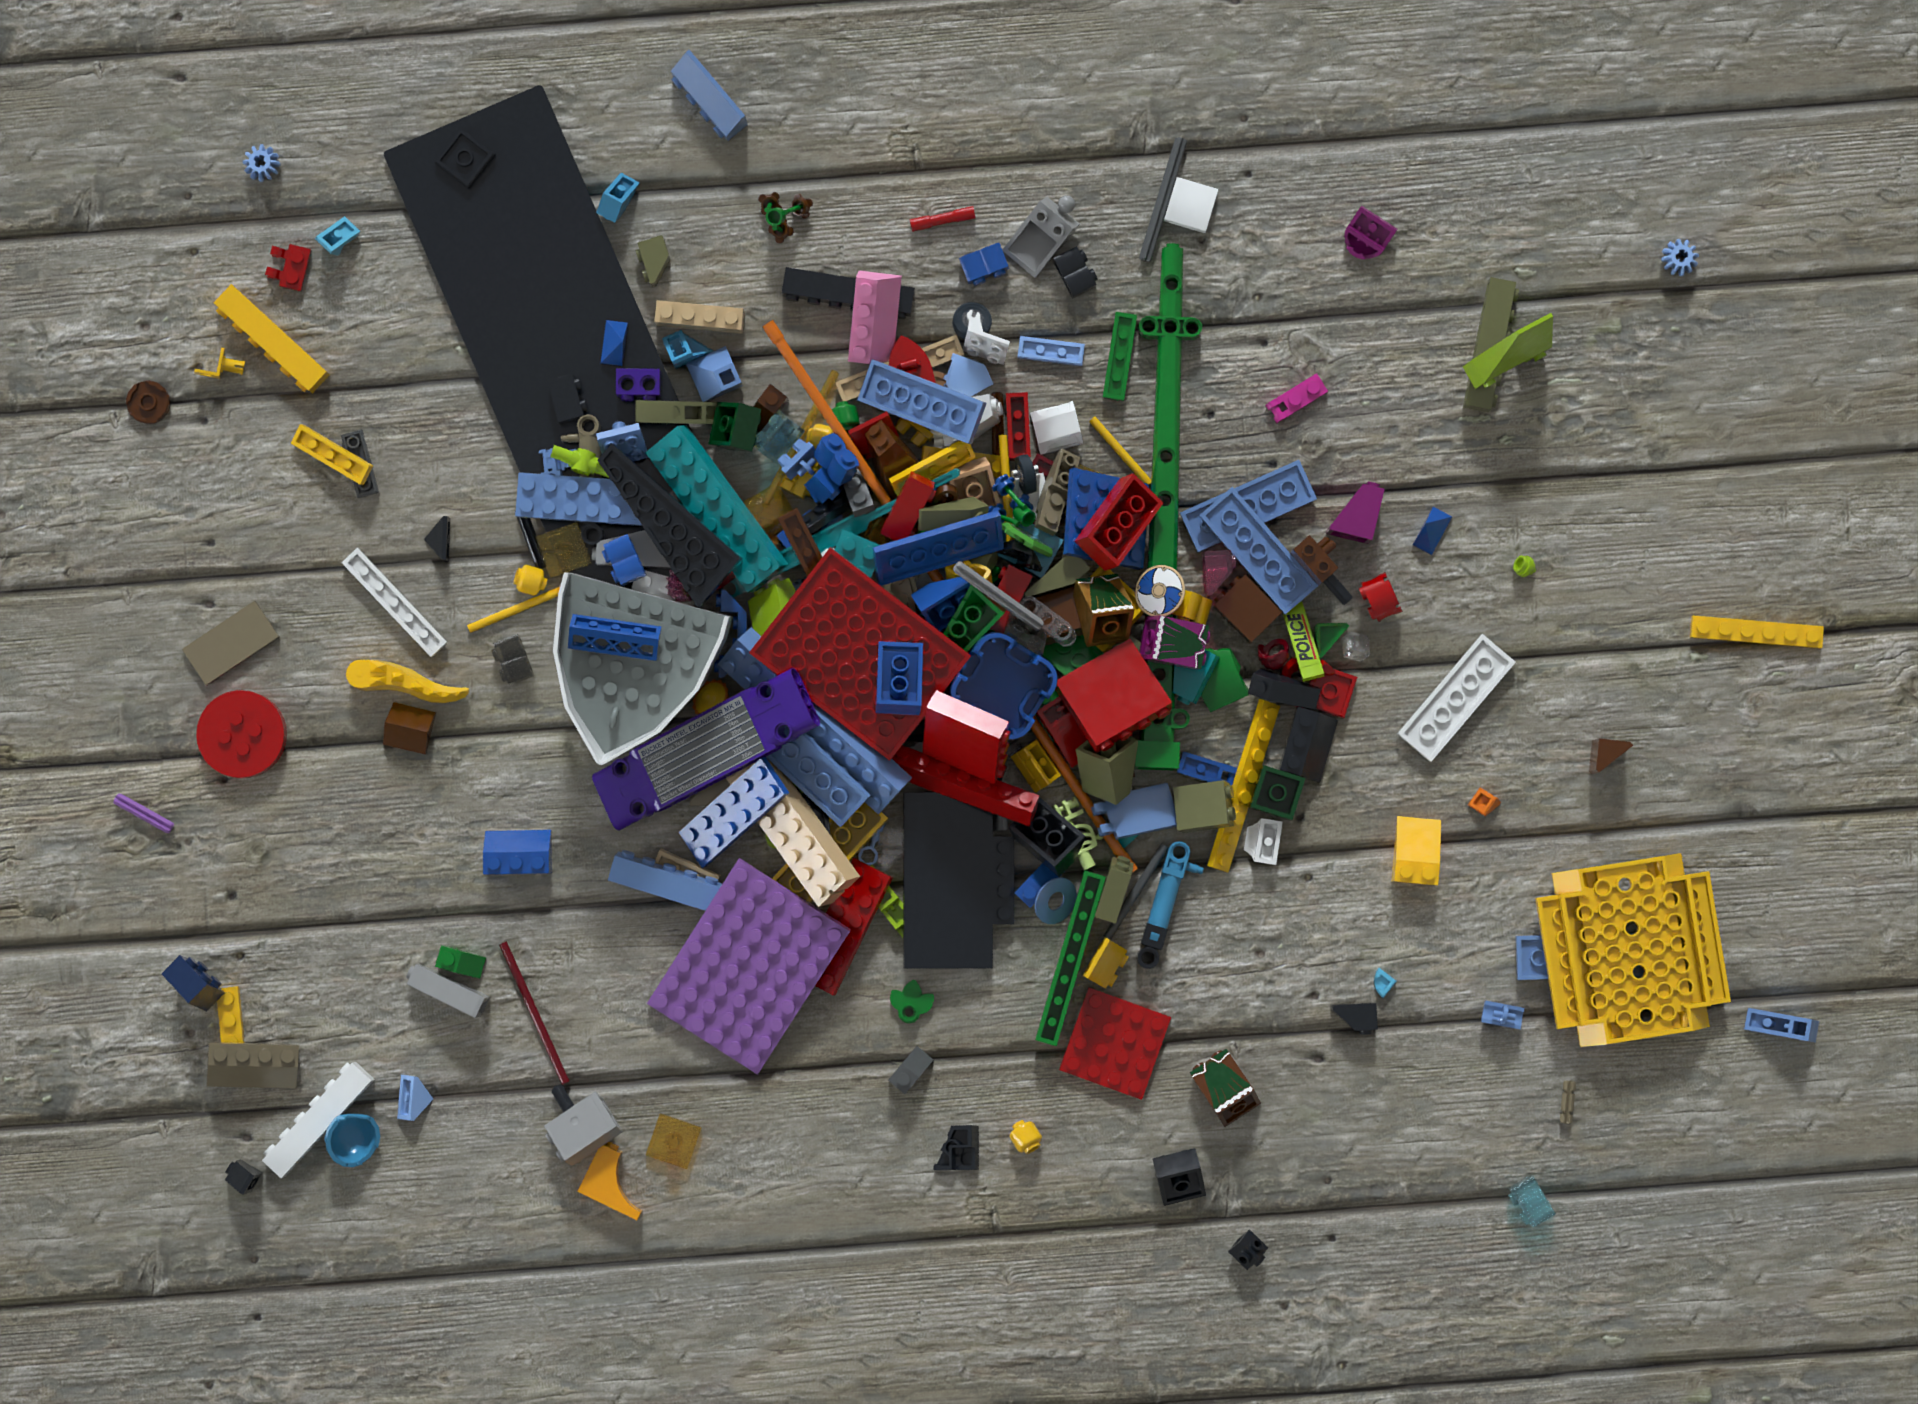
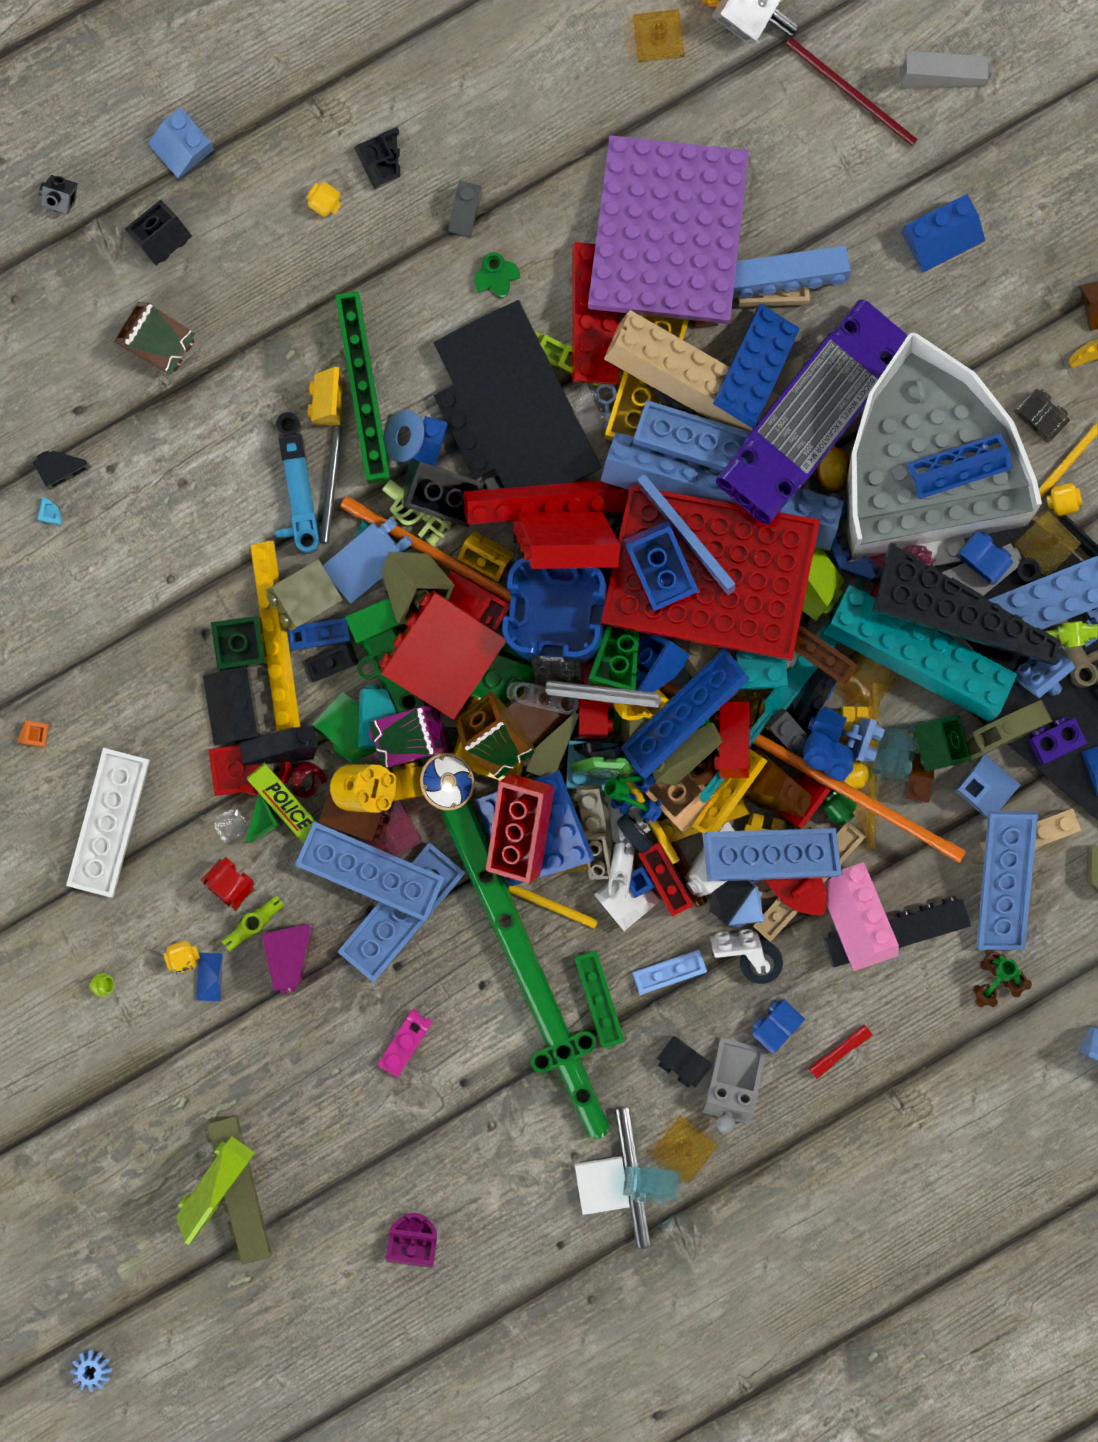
camera: 145 degrees right, 0 degrees up
(460, 961) = (947, 104): green slope -> none
(683, 348) = (1030, 797): dark azure slope -> none
(738, 289) = (1006, 880): none -> medium blue plate
(865, 693) = (686, 534): none -> medium blue tile
(974, 383) = (729, 899): none -> black slope
(1040, 434) = (640, 882): none -> blue slope
(1049, 453) = (621, 865): none -> white piece
(1108, 202) = (684, 1148): none -> clear yellow tile
(1114, 889) = (351, 472): olive brick -> none
(1115, 1043) = (281, 330): red plate -> none
(1124, 1244) = (180, 143): none -> medium blue slope
(1150, 186) = (650, 1183): none -> clear light blue brick
(1206, 741) = (332, 662): none -> black slope
(1231, 617) = (363, 788): none -> yellow cylinder
(1263, 840) = (230, 592): white slope -> none
(1319, 566) = (306, 884): reddish brown piece -> none
(1364, 559) = (243, 931): none -> lime pin
(1417, 851) = (76, 653): yellow slope -> none
(1448, 556) = (181, 957): none -> yellow head

